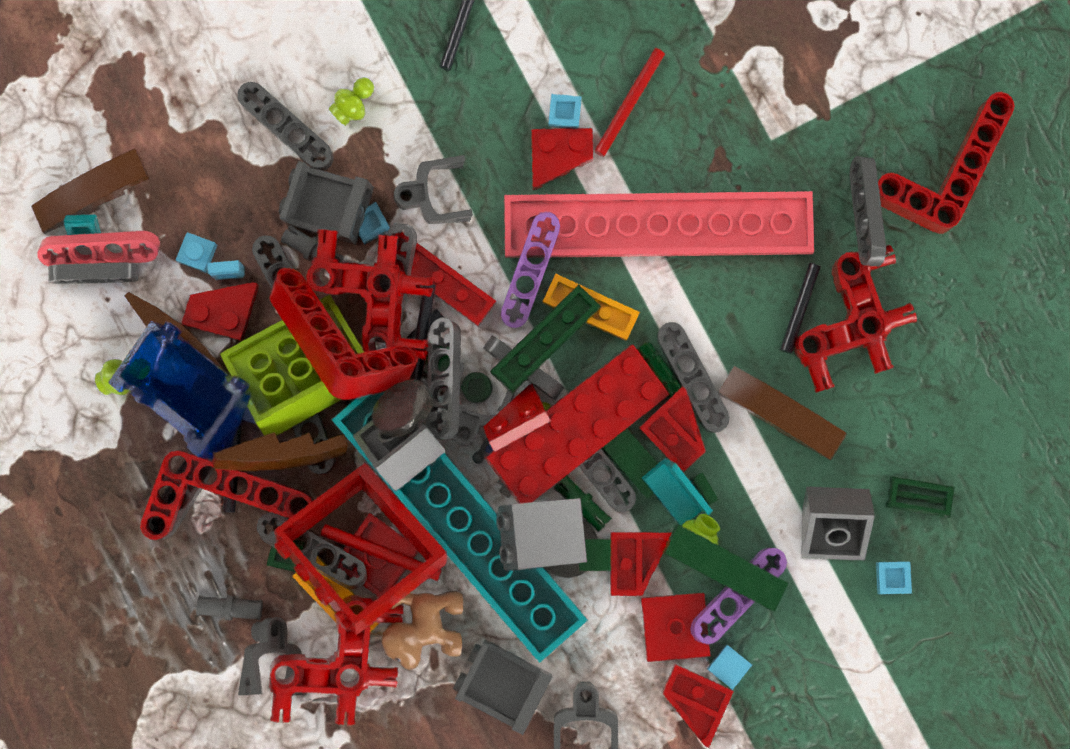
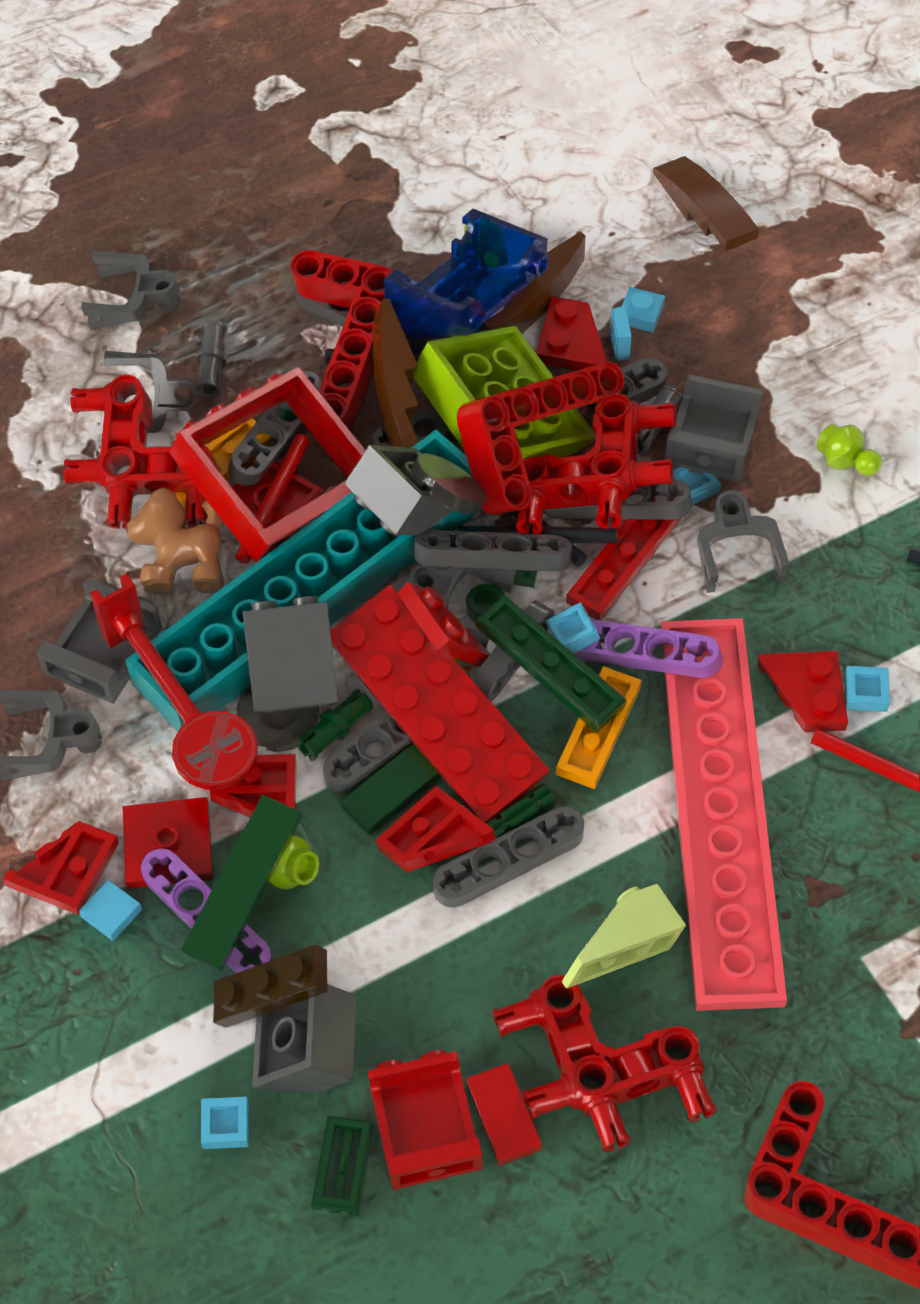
camera: 85 degrees right, 25 degrees down
(81, 225) = (657, 199): teal tile -> none
(93, 273) = (607, 212): dark grey beam -> none
(97, 244) = (630, 217): coral beam -> none
(154, 664) = (150, 287): none -> dark grey piece
(285, 126) = (804, 385): dark grey beam -> none
(512, 321) = (573, 628): none -> medium azure tile
(598, 555) = (269, 731): dark green tile -> none
(621, 591) = (211, 747): none -> red piece
(675, 491) = (349, 830): teal panel -> none
(704, 488) = (352, 867): dark green tile -> none
(766, 297) = (634, 930): none -> yellowish green slope
(782, 413) = (459, 967): reddish brown slope -> none
(800, 308) = (628, 999): black bar -> none
(805, 546) = (270, 986): none -> dark brown plate
(867, 211) = (762, 1067): dark grey beam -> none
(885, 387) = (503, 1114): none -> red tile
(893, 440) = (424, 1119): none -> red panel

